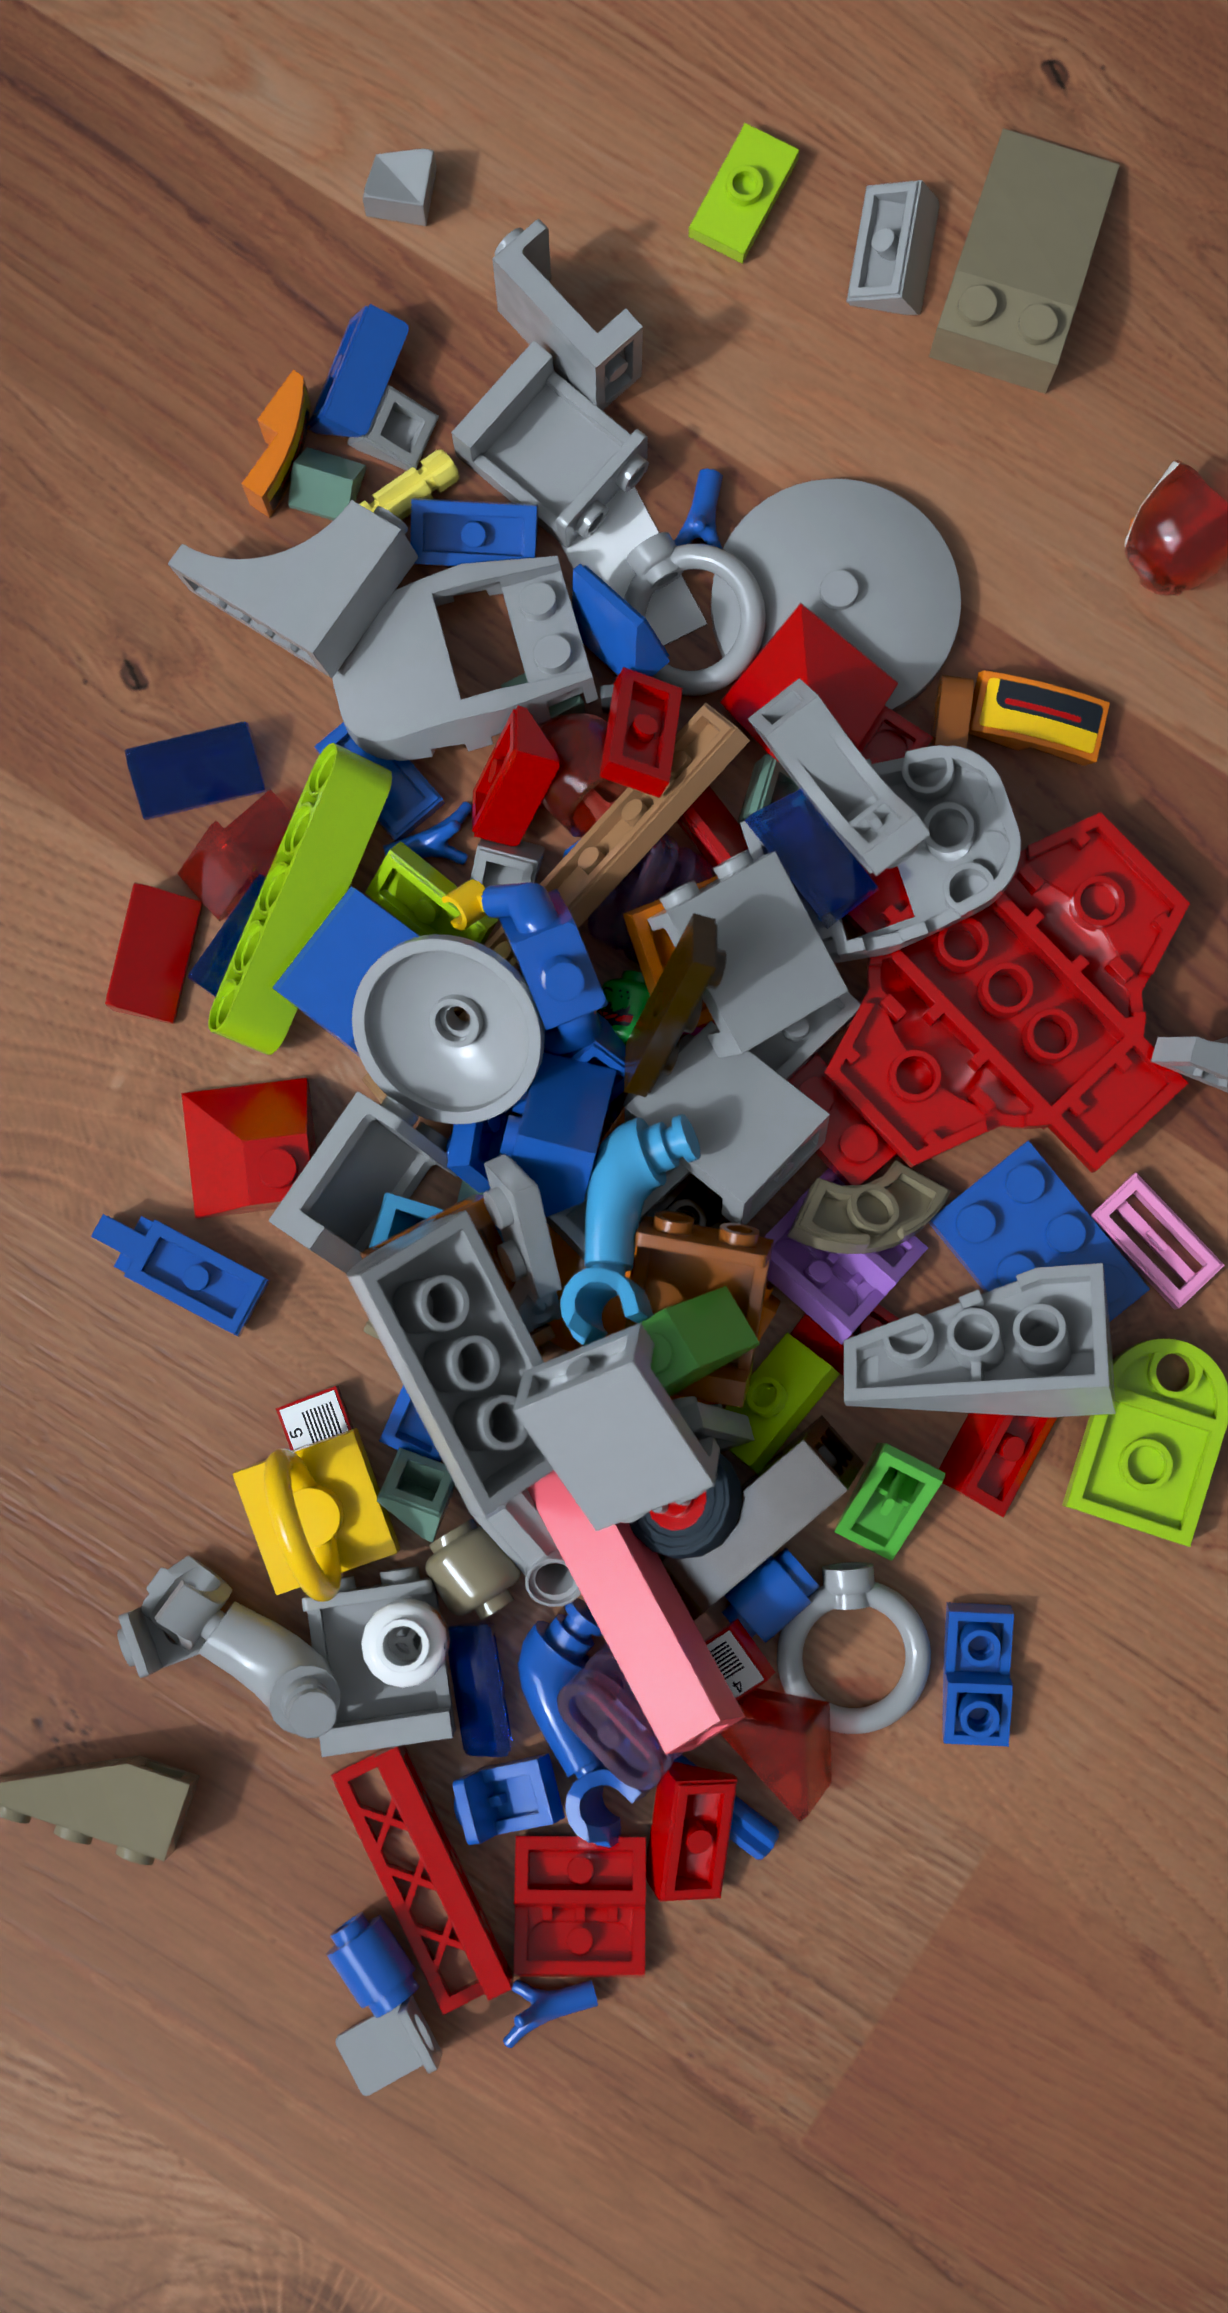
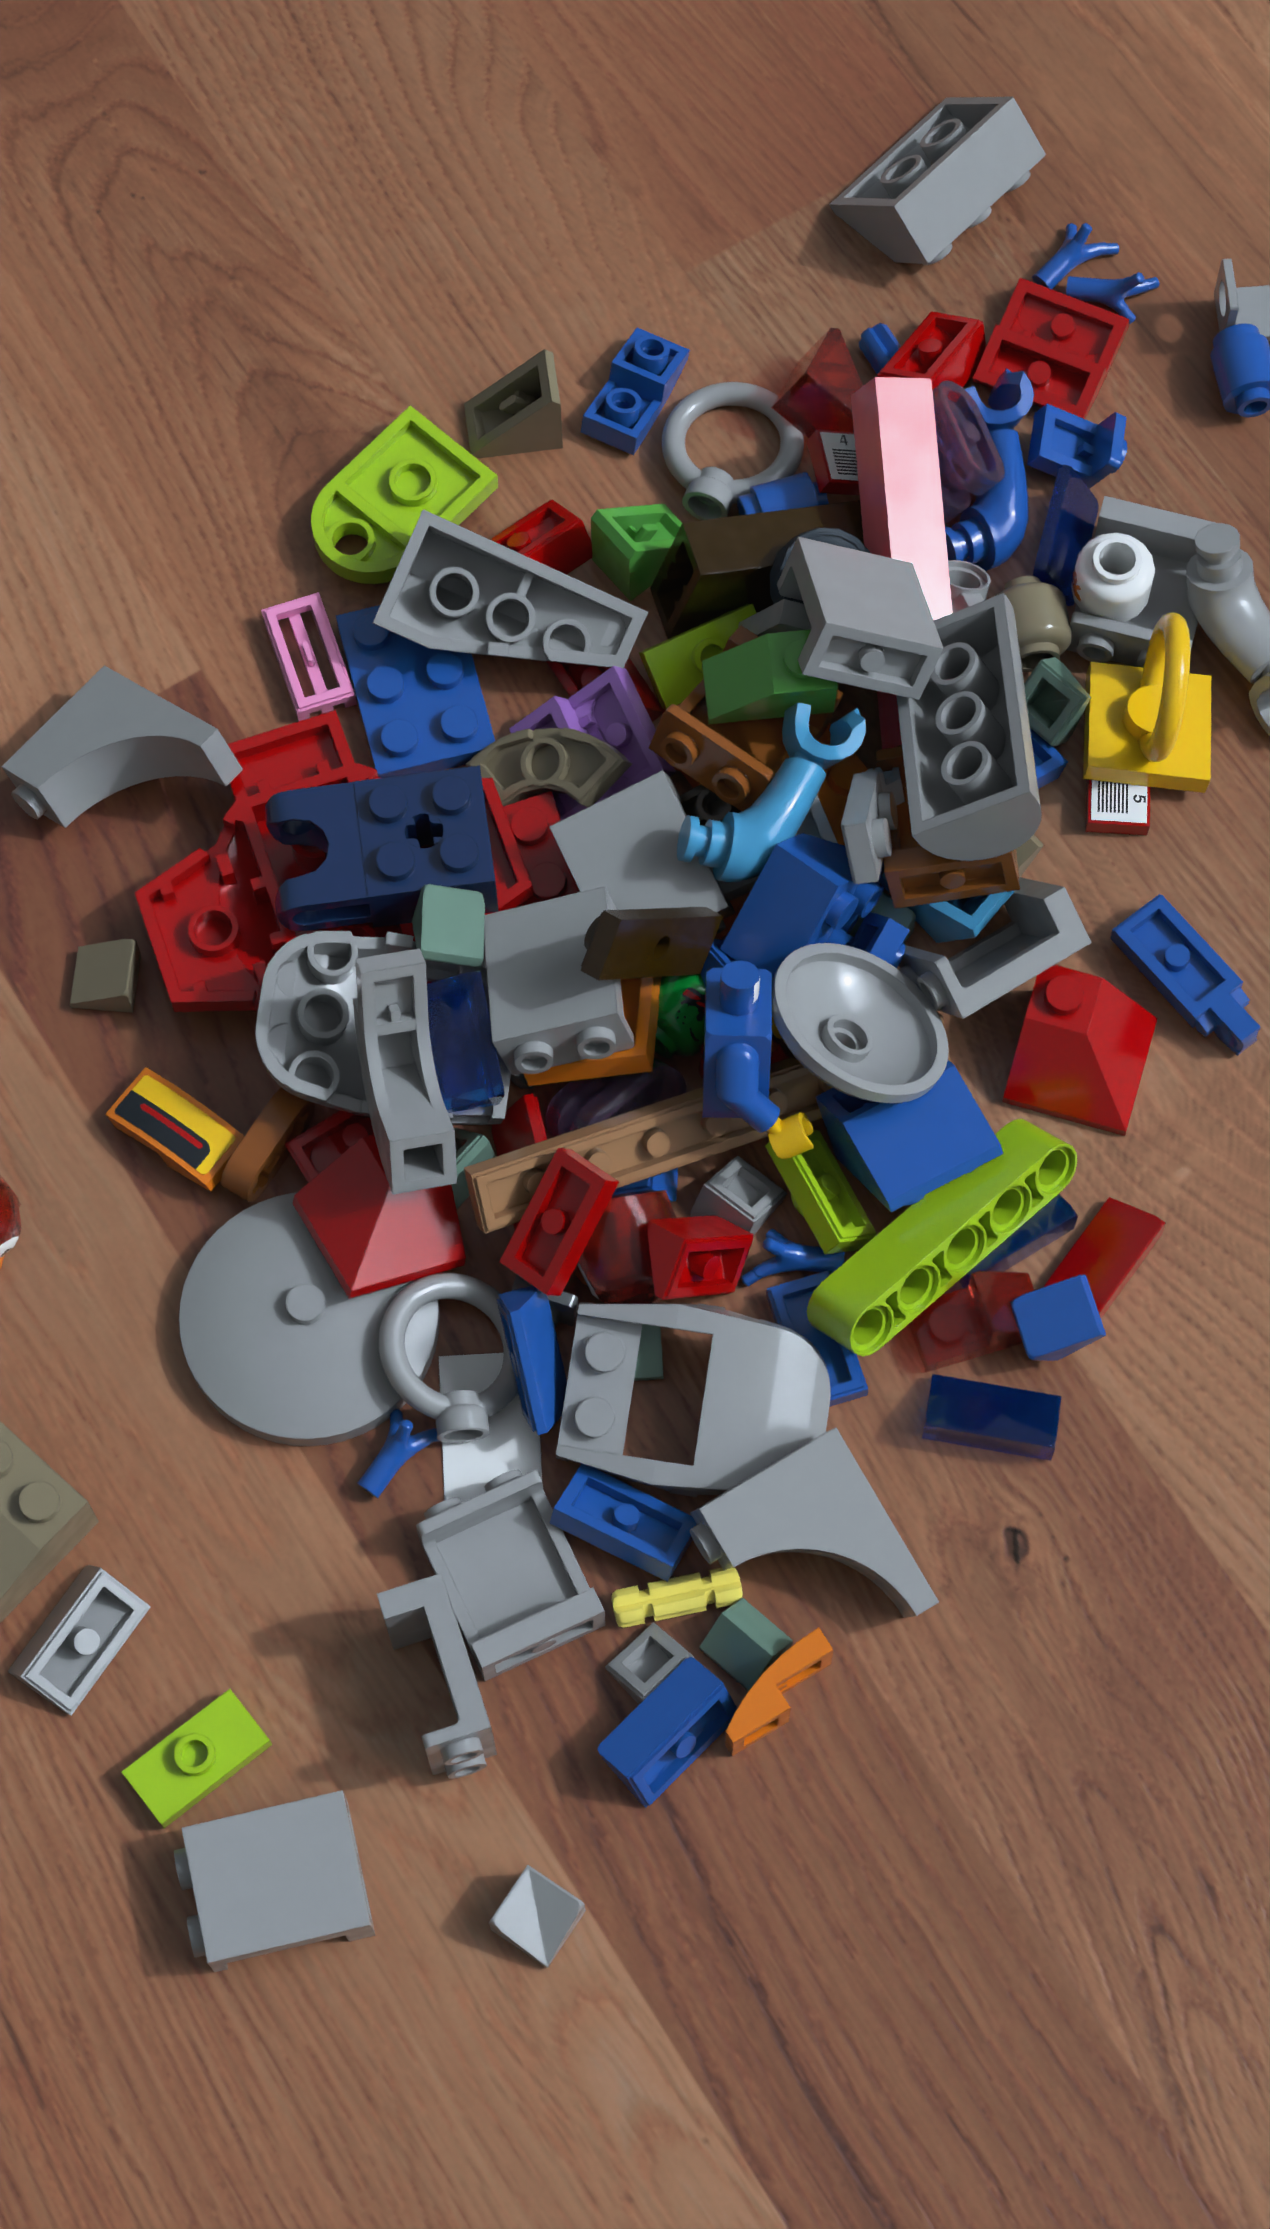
camera: 155 degrees left, 15 degrees down
(168, 868) = (1058, 1319): none -> blue slope
(445, 1877) = (1158, 423): red fence -> none
(606, 2034) = (1071, 254): none -> blue bar
(623, 110) = (274, 1880): none -> light grey panel
(777, 2063) = (941, 178): none -> light grey slope
(871, 960) = (450, 925): none -> sand green slope
(982, 1014) = (374, 846): none -> dark blue brick
(1081, 1589) = (517, 411): none -> dark tan slope
(1177, 835) = (106, 976): none -> dark tan slope

